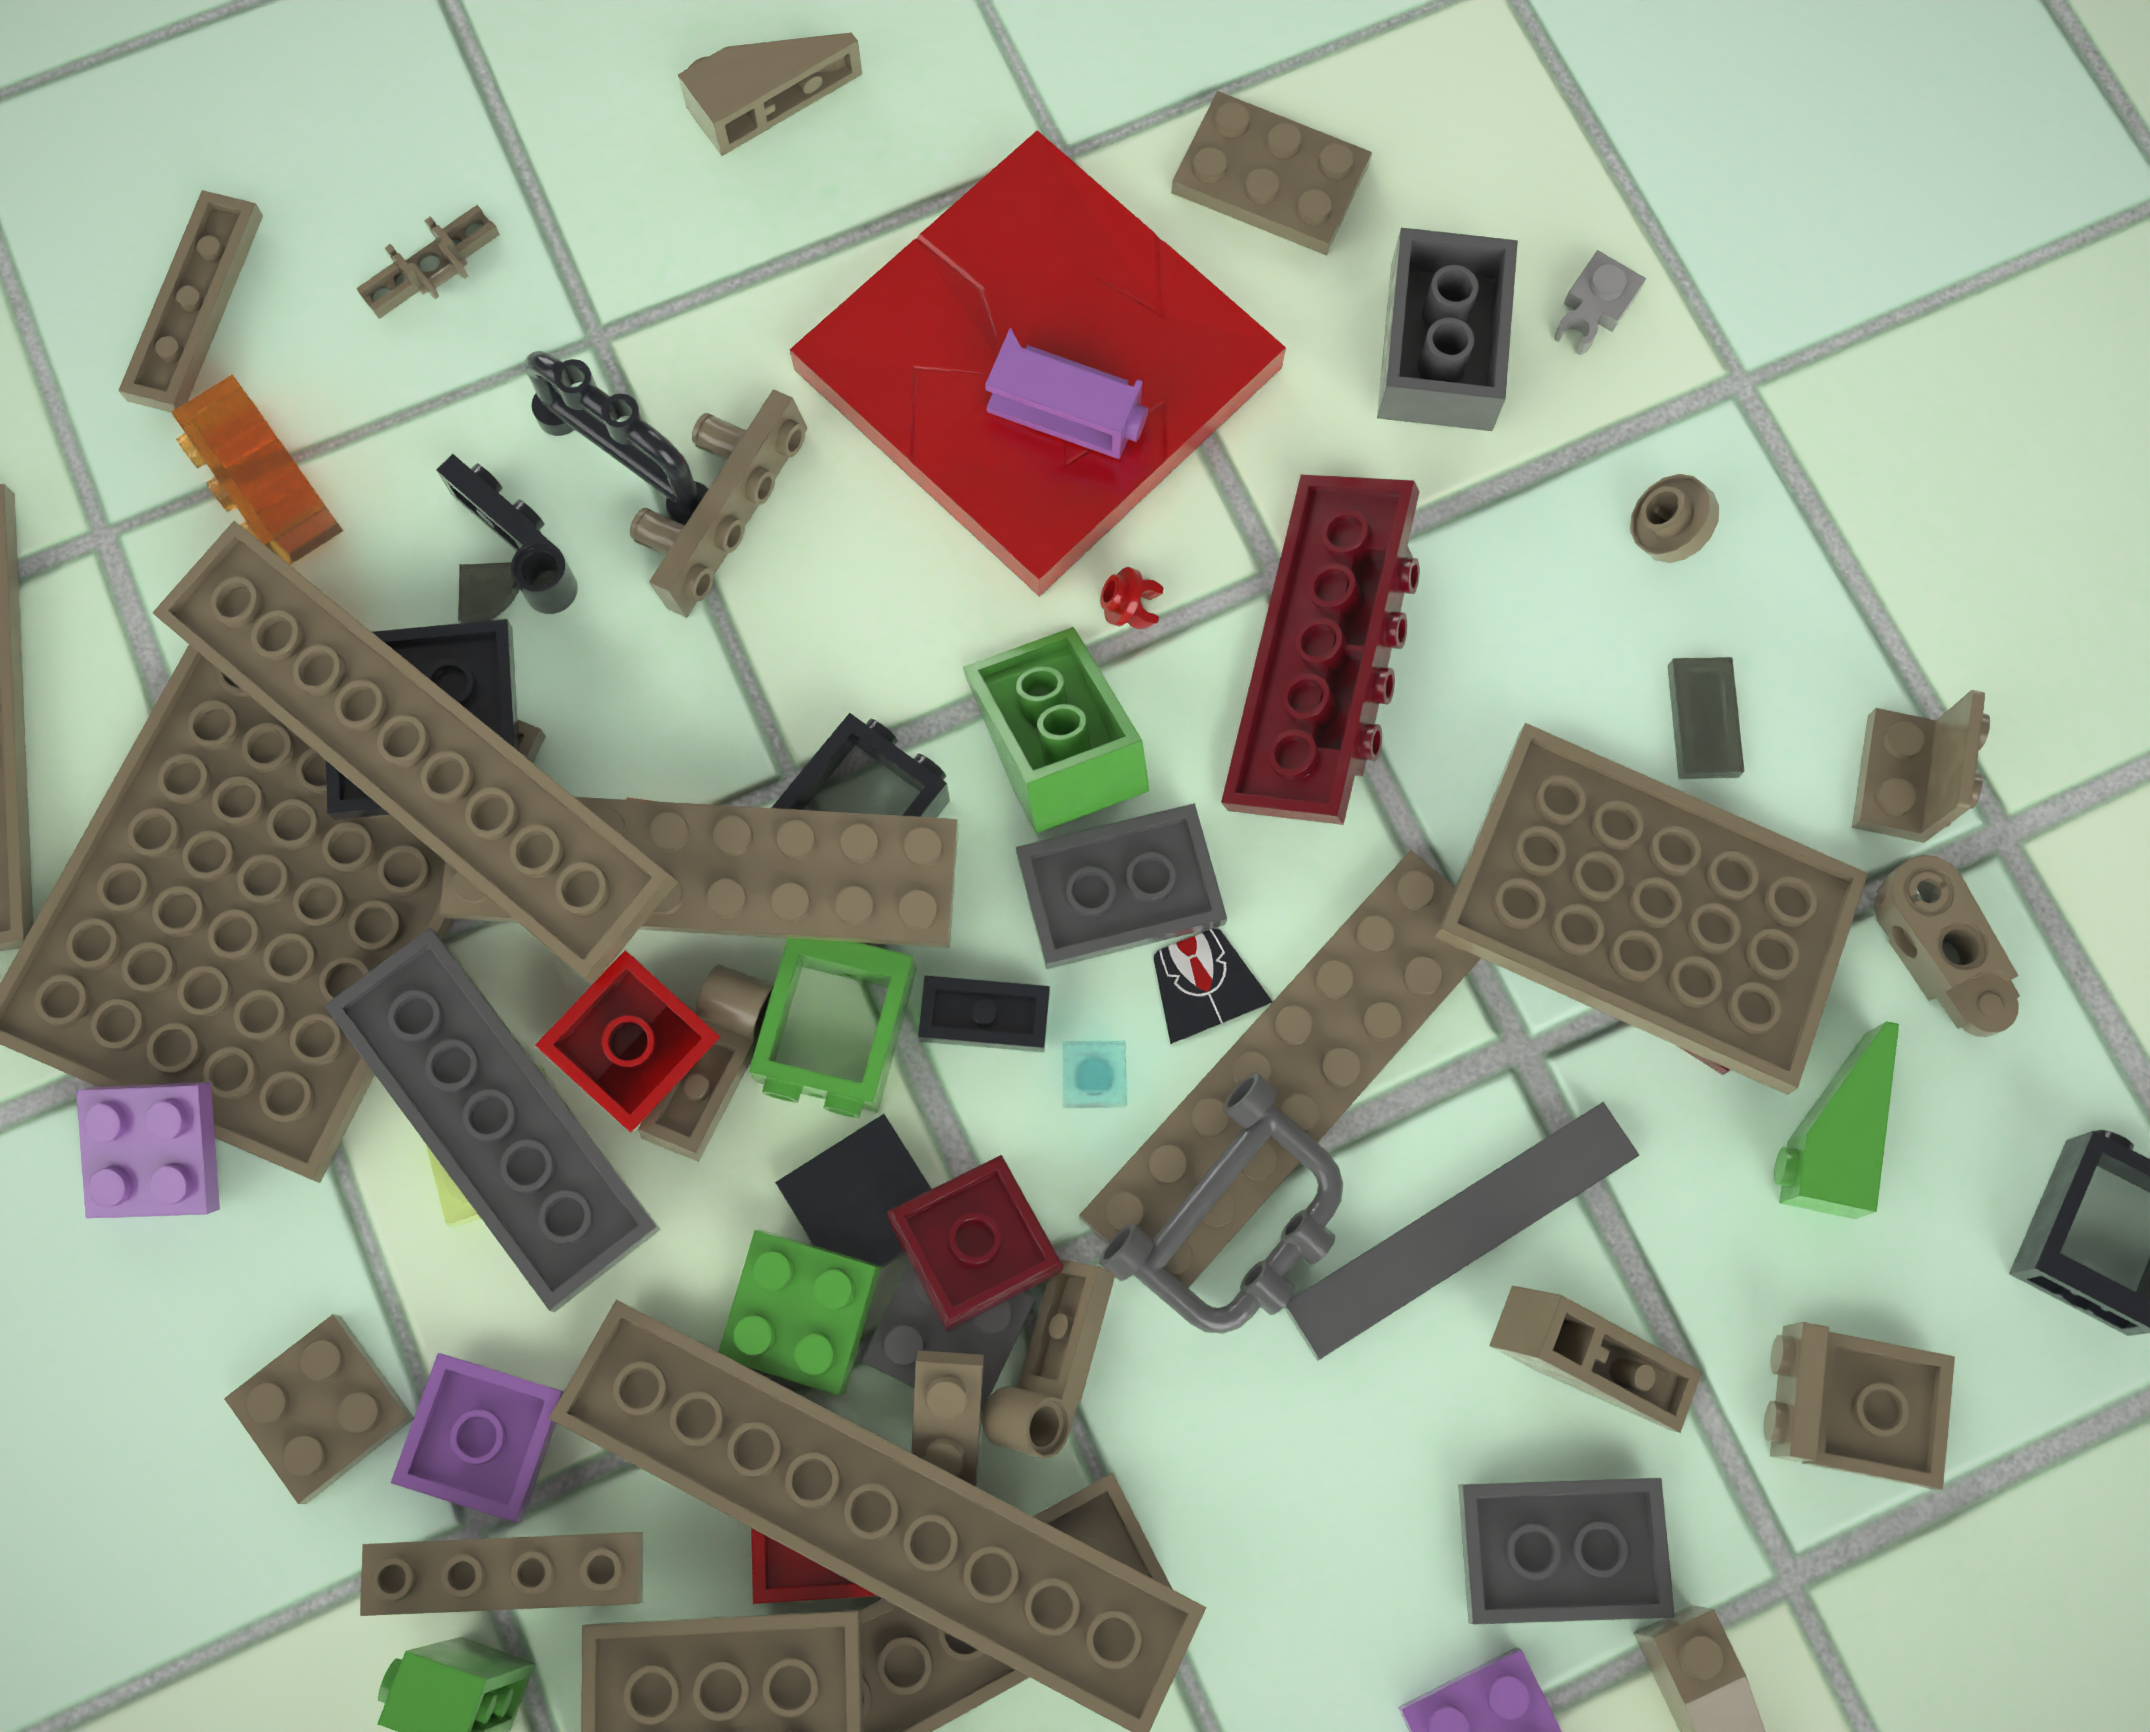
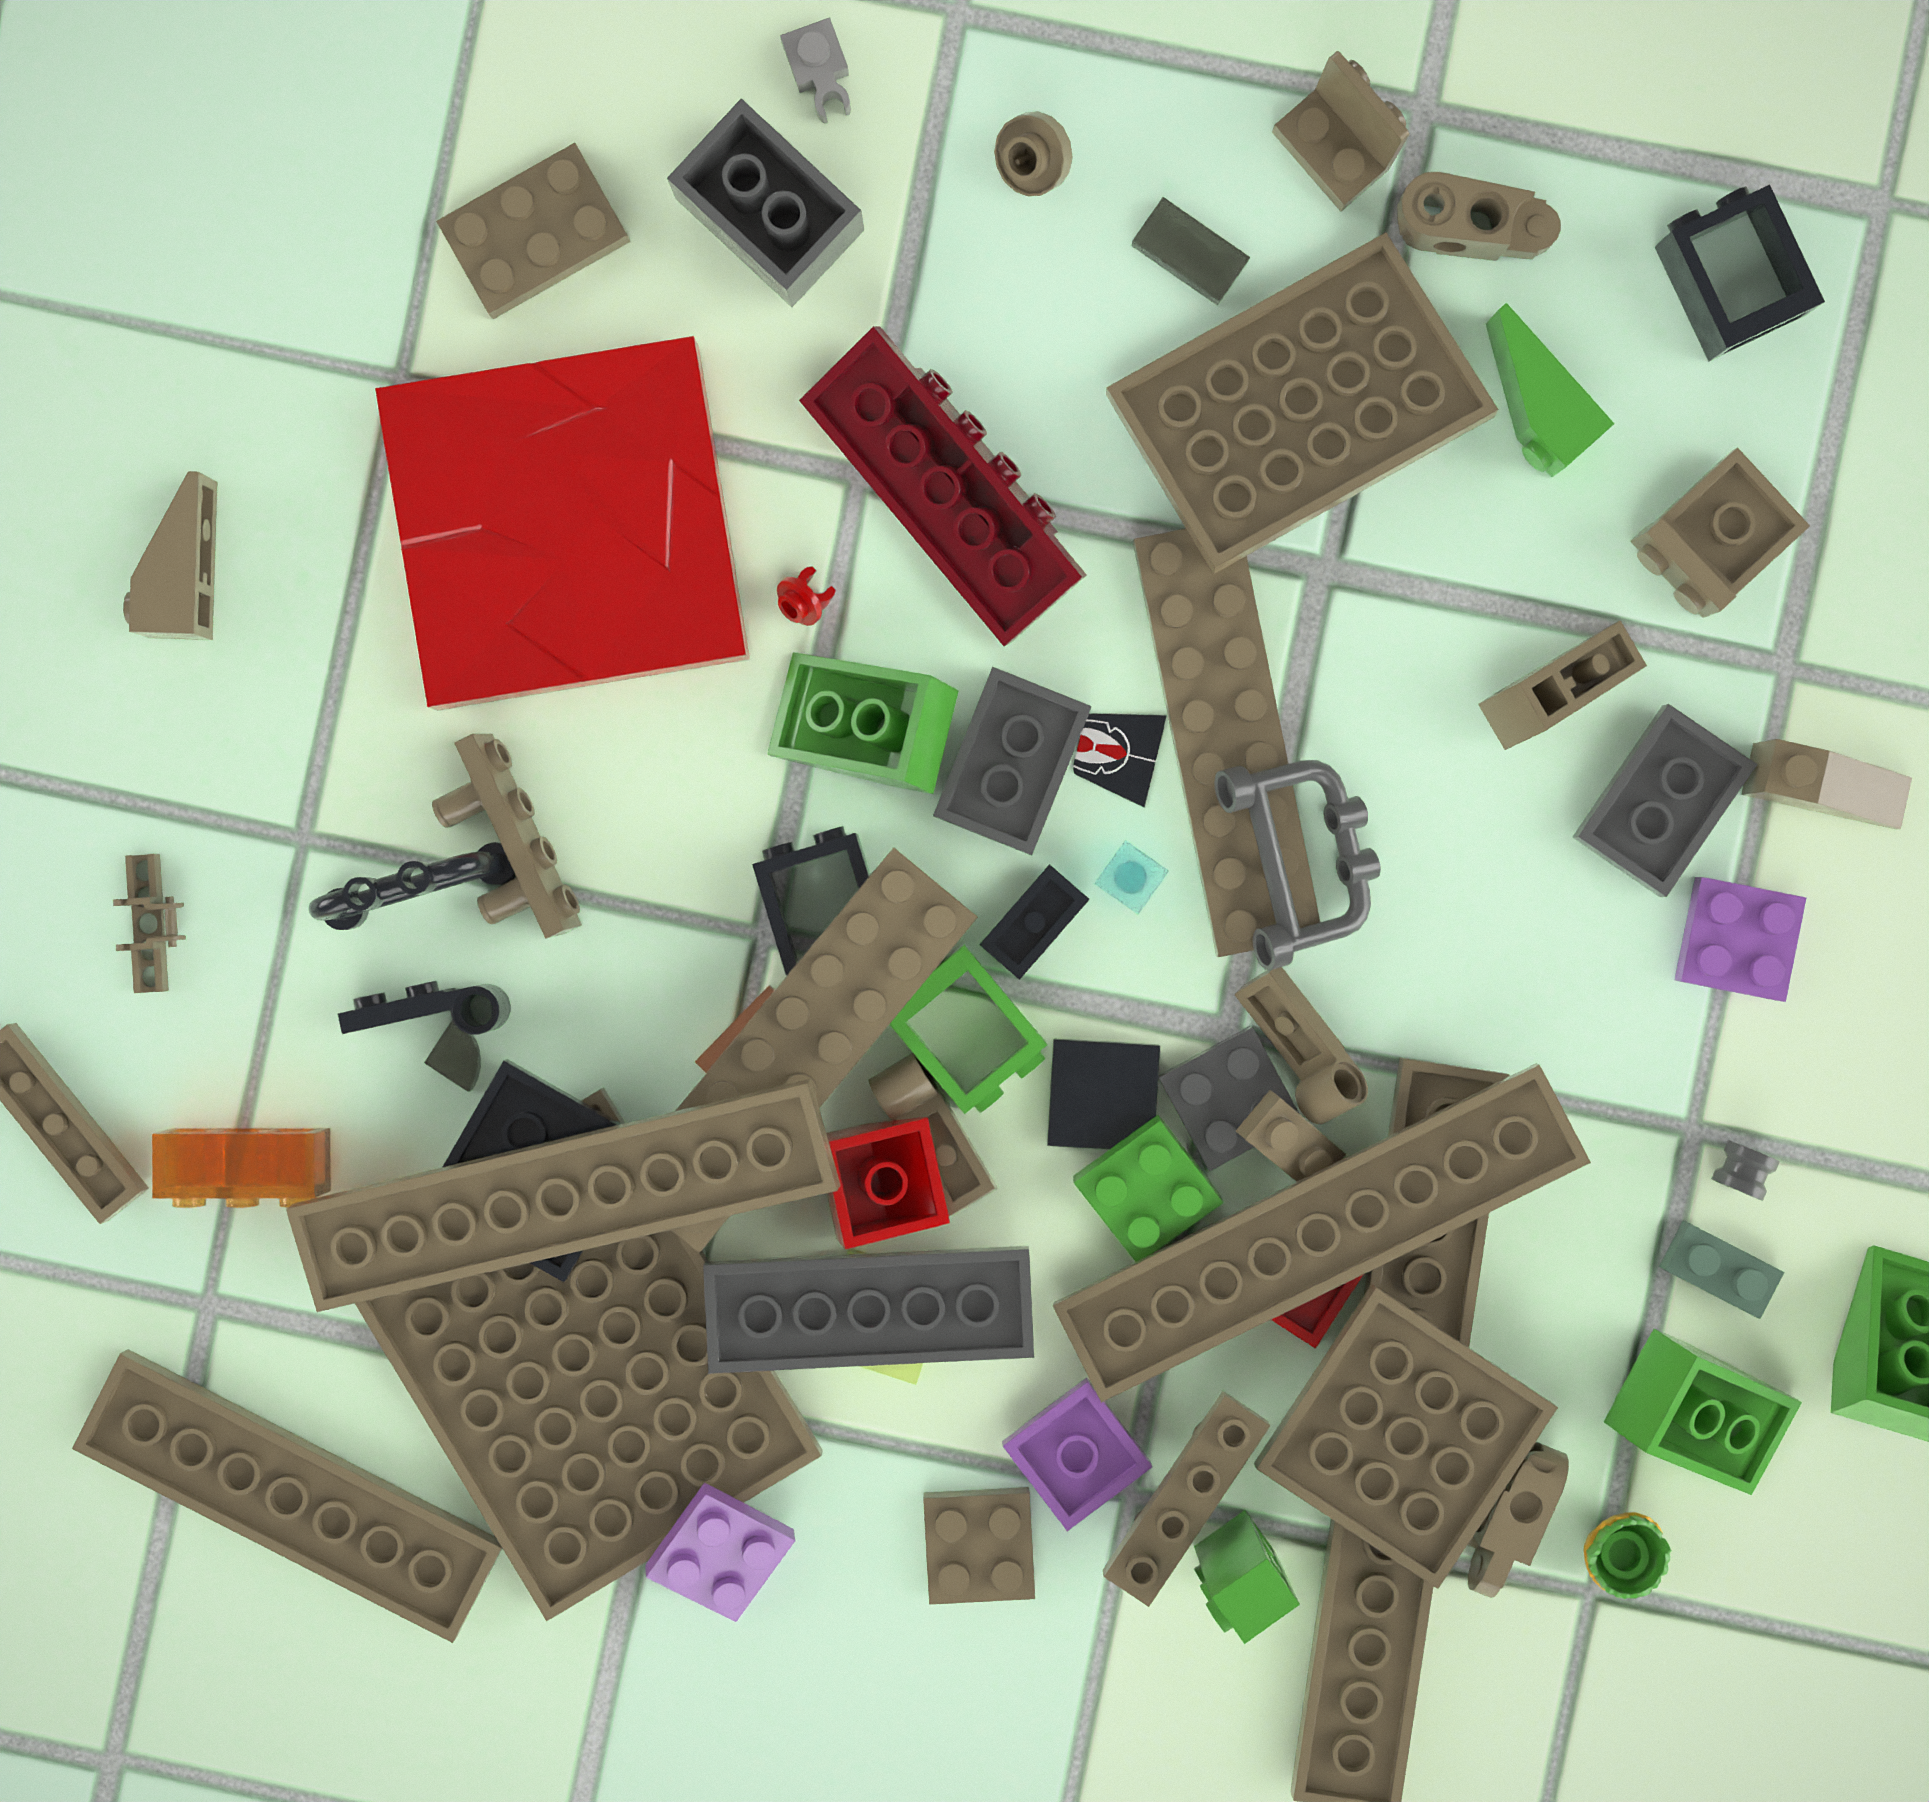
camera: 50 degrees left, 15 degrees up
(974, 1242) = (1188, 1042): dark red tile -> none
(1065, 398) = (622, 534): medium lavender window -> none
(1460, 1231) = (1414, 705): dark grey tile -> none

